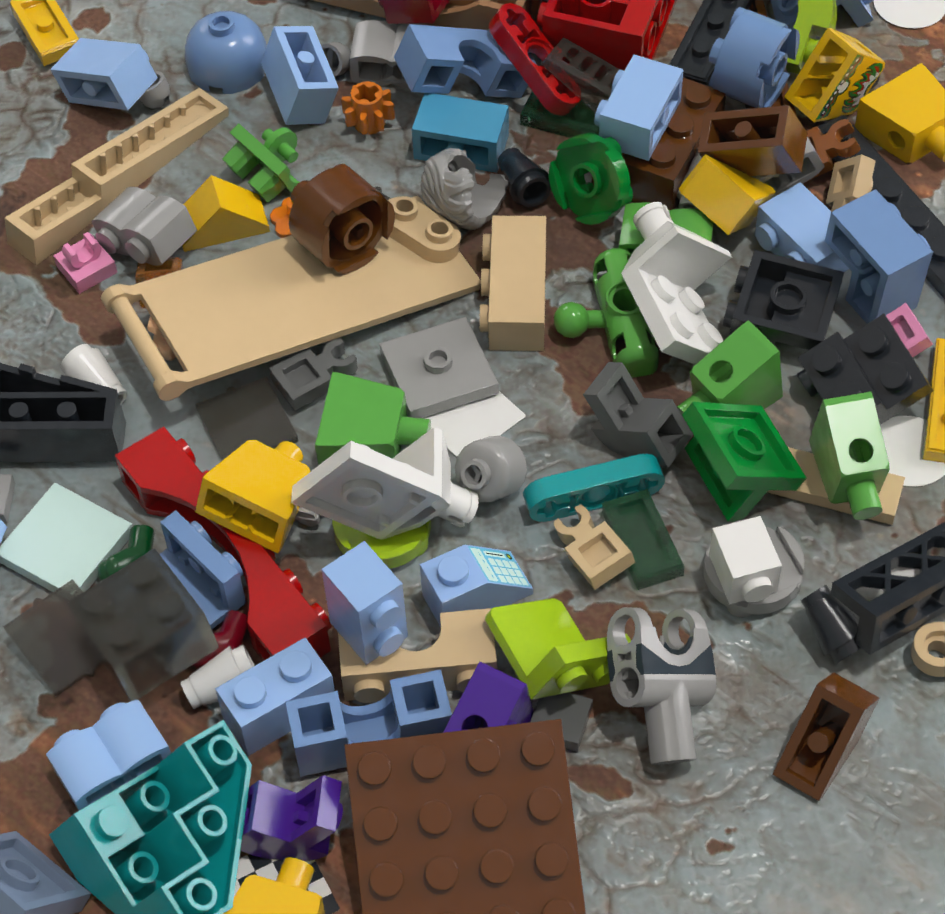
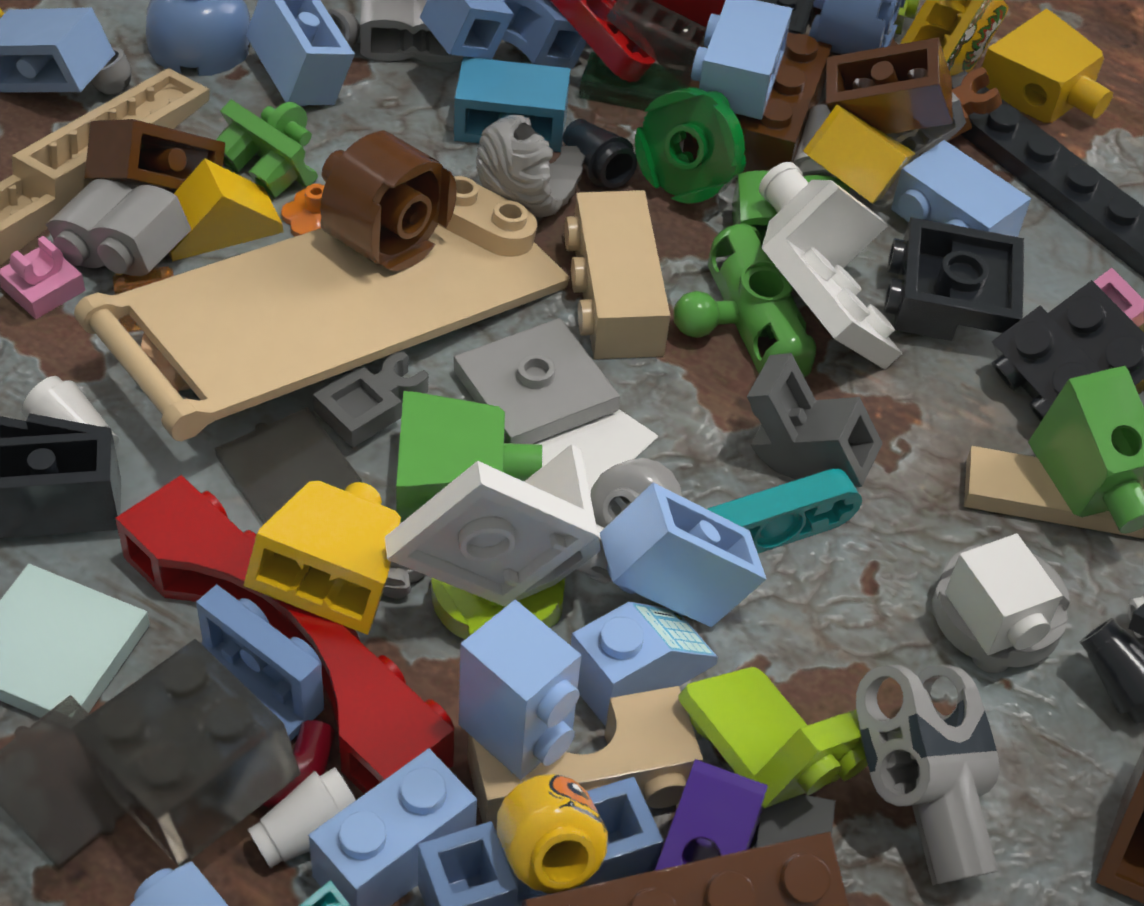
camera: 15 degrees left, 5 degrees down
(139, 544) = (161, 642): dark green arm -> none
(171, 168) = (146, 153): none -> reddish brown slope
(368, 107) = (390, 81): orange gear -> none
(372, 702) = (551, 833): none -> yellow head
(511, 513) = (681, 556): none -> light blue brick
(594, 550) = (796, 600): tan plate -> none
(645, 534) = (847, 581): clear green tile -> none
(738, 371) = (927, 369): bright green torso -> none
(739, 455) = (951, 467): green bracket -> none
(850, 180) = (1002, 141): tan plate -> none
(881, 252) = (1071, 211): medium blue brick -> none

